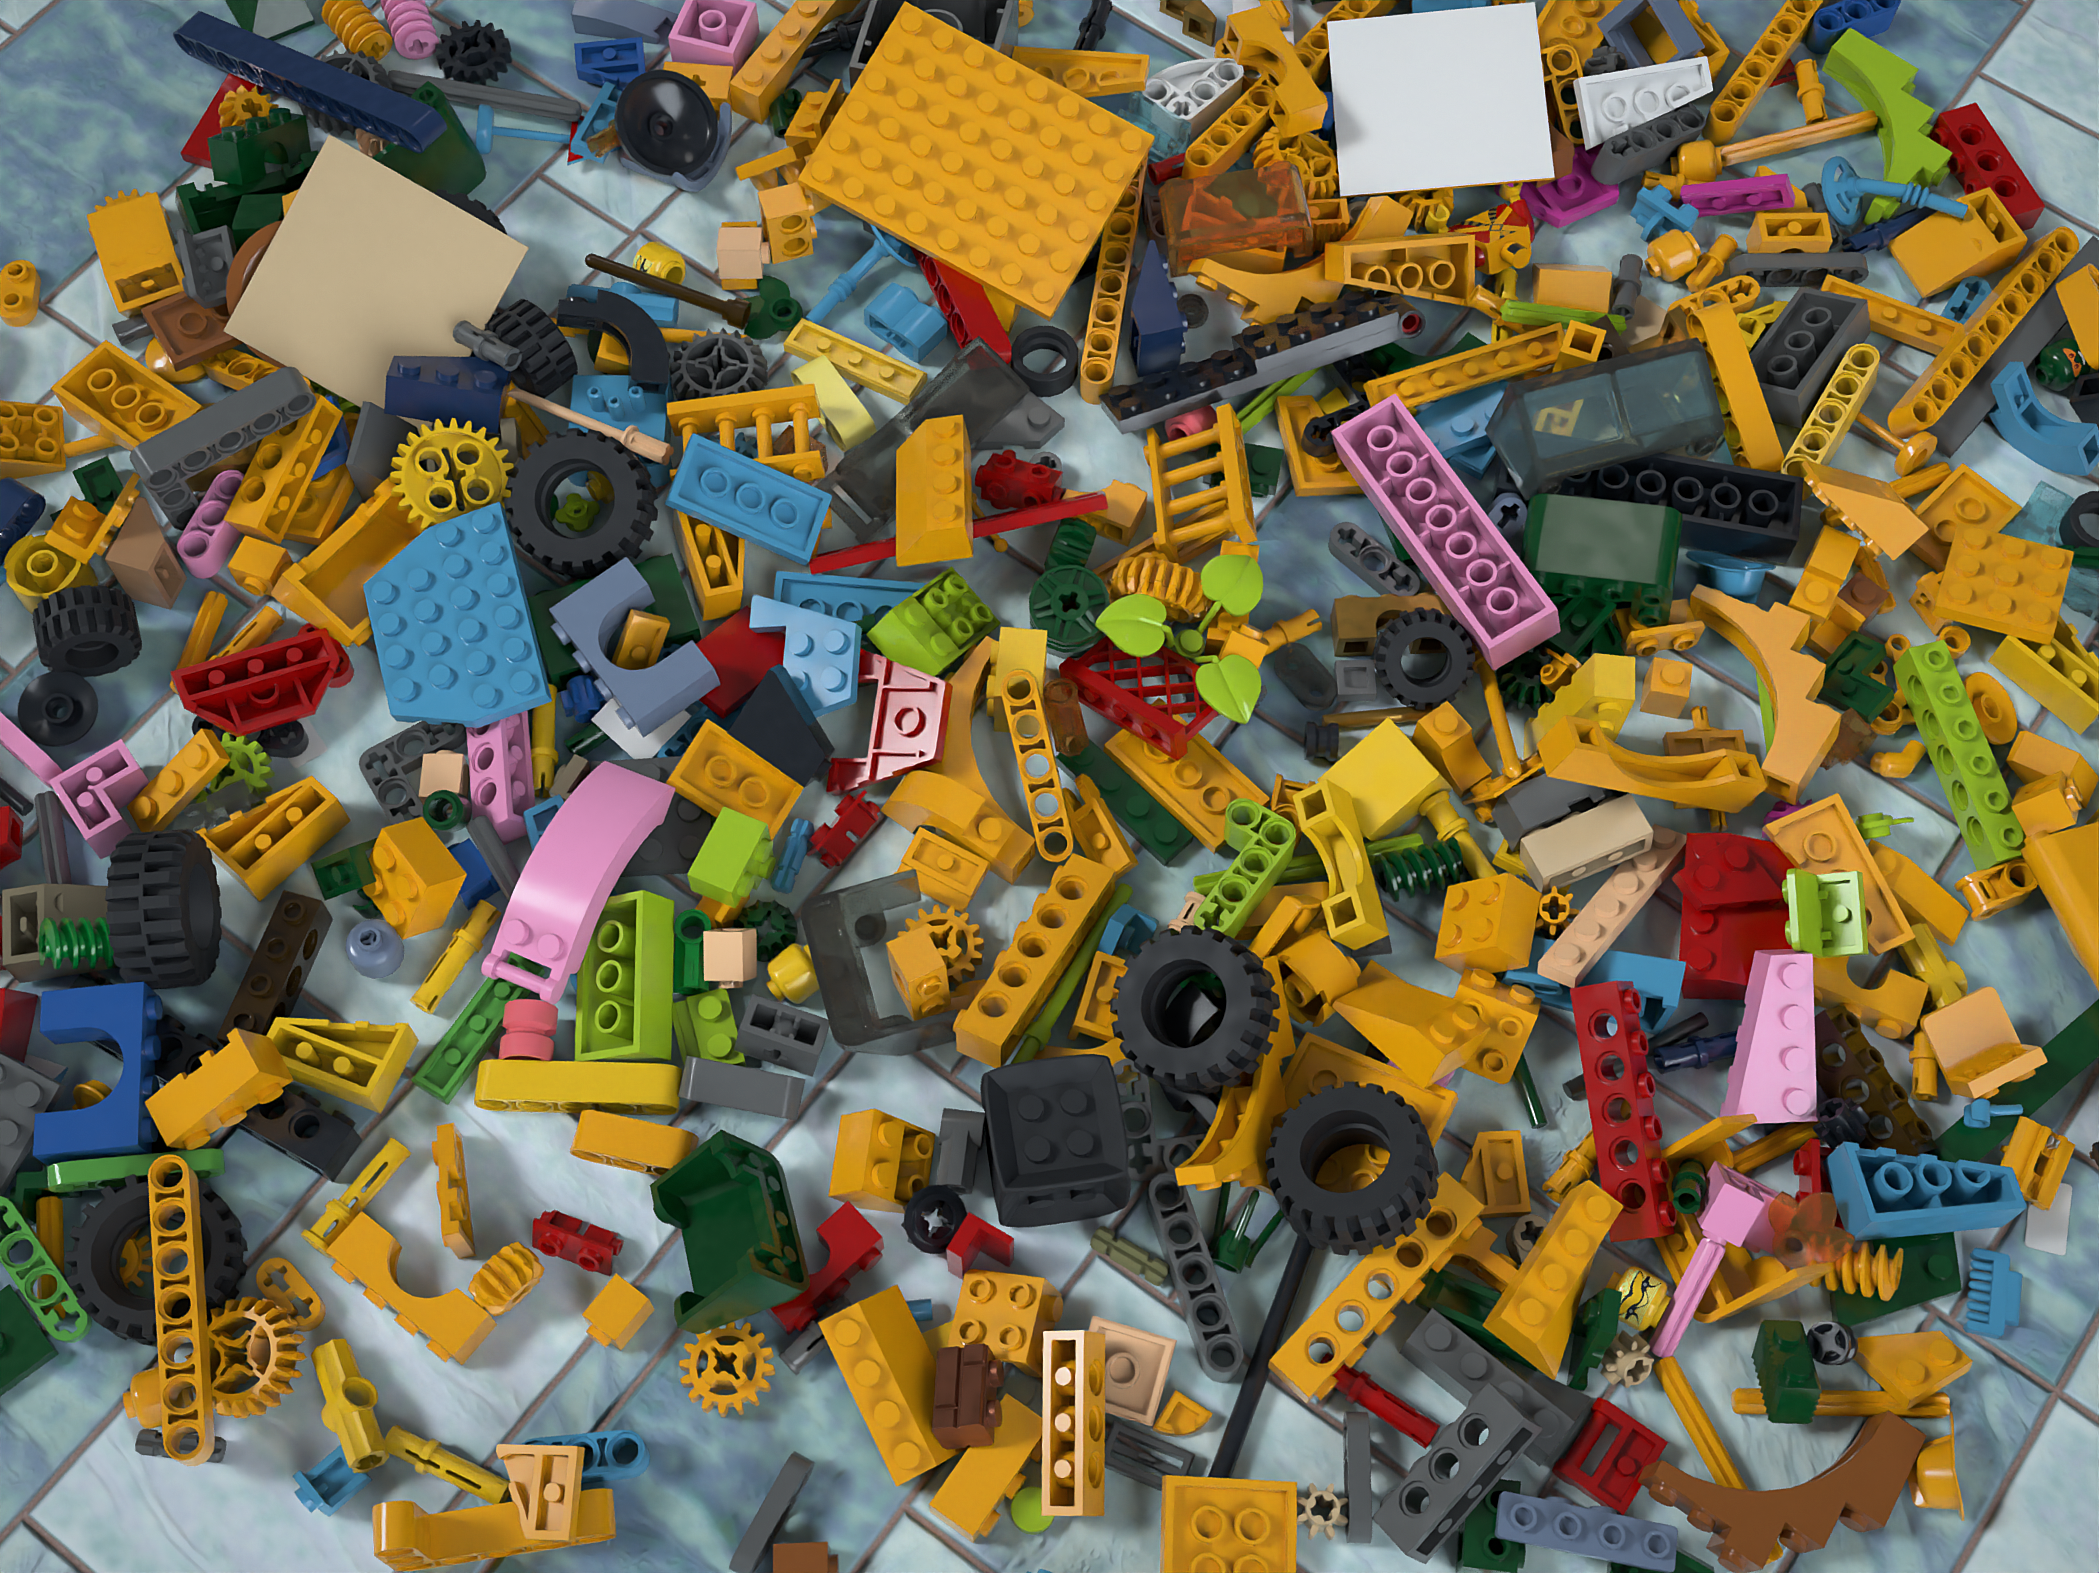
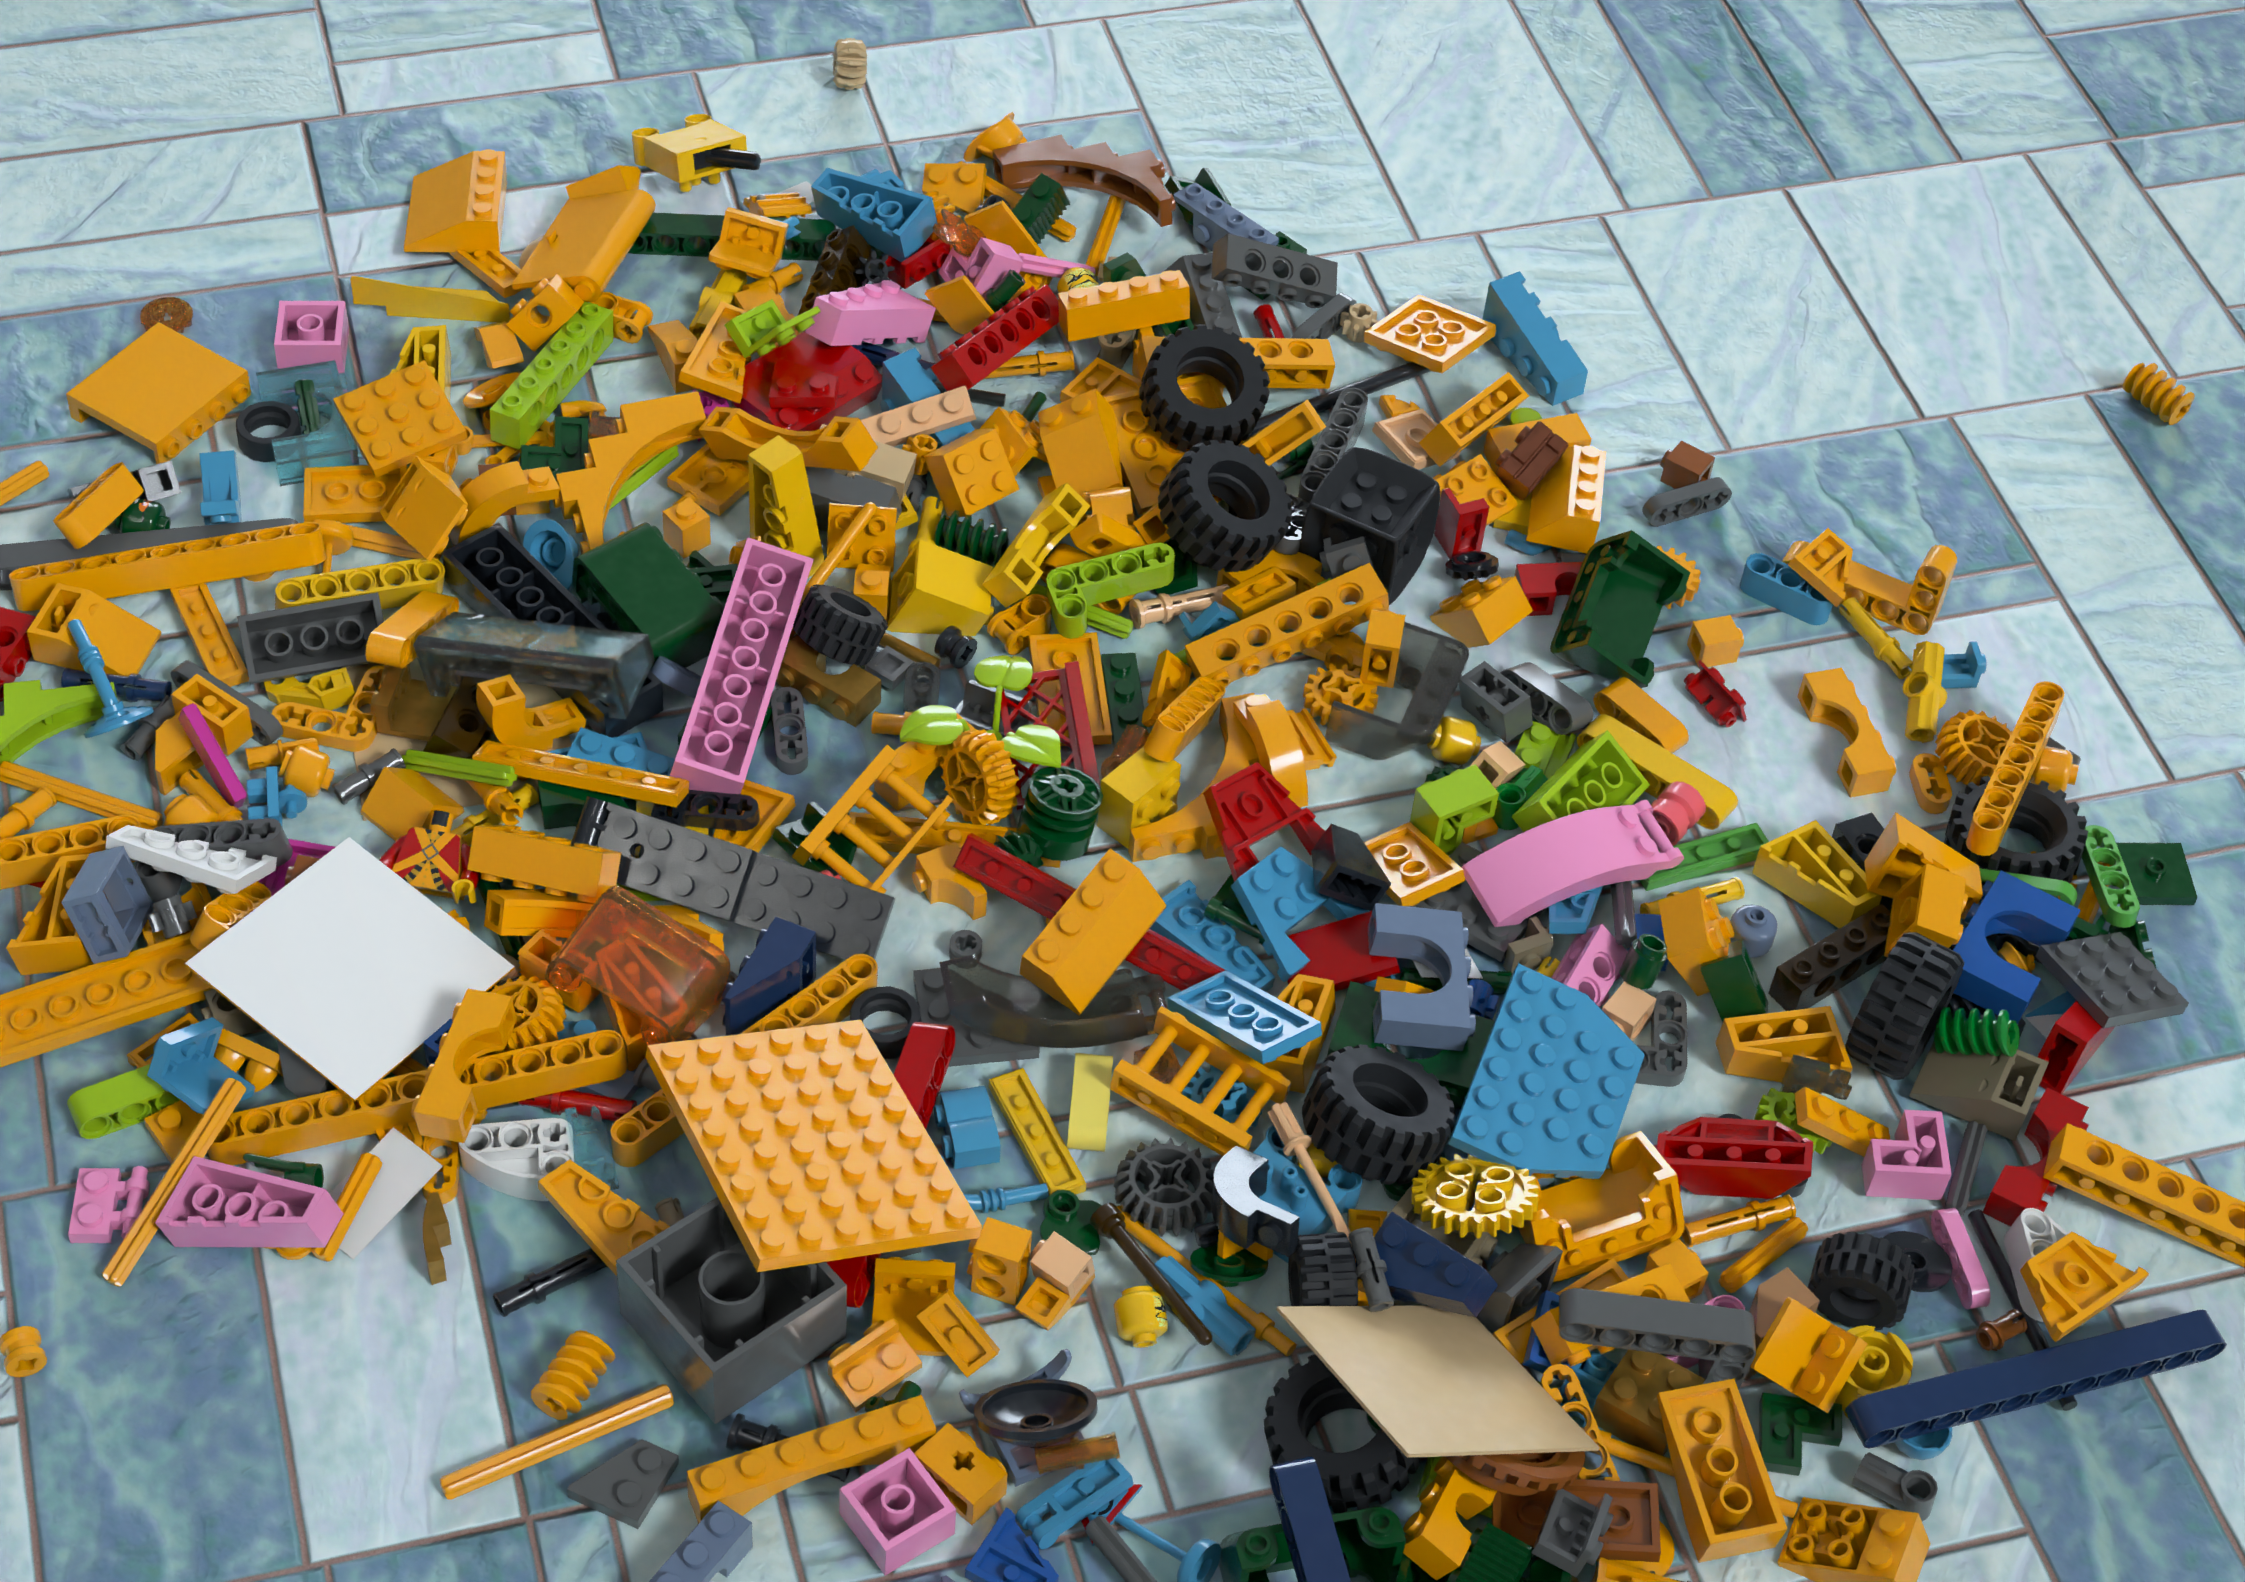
camera: 145 degrees left, 15 degrees down
(182, 1012) = (1930, 906): none -> light orange brick
(337, 1211) = (1867, 800): yellow pin -> none
(453, 1191) = (1784, 760): light orange wing -> none
(506, 1279) = (1780, 689): light orange gear -> none
(792, 856) = (1389, 819): dark azure axle -> none
(832, 840) = (1348, 809): red hinge -> none
(934, 625) = (1182, 866): lime slope -> none
(960, 1140) = (1418, 595): dark grey piece -> none
(1017, 483) = (1005, 941): red brick -> none
(1041, 1047) = (1344, 556): none -> dark grey bracket
(1150, 1442) = (1432, 405): dark grey tile -> none
(1246, 643) = (969, 698): light orange brick -> none
(1617, 1474) = (1163, 246): red plate -> none
(1878, 825) = (653, 379): lime plate -> none
(1960, 303) = (143, 605): dark azure beam -> none

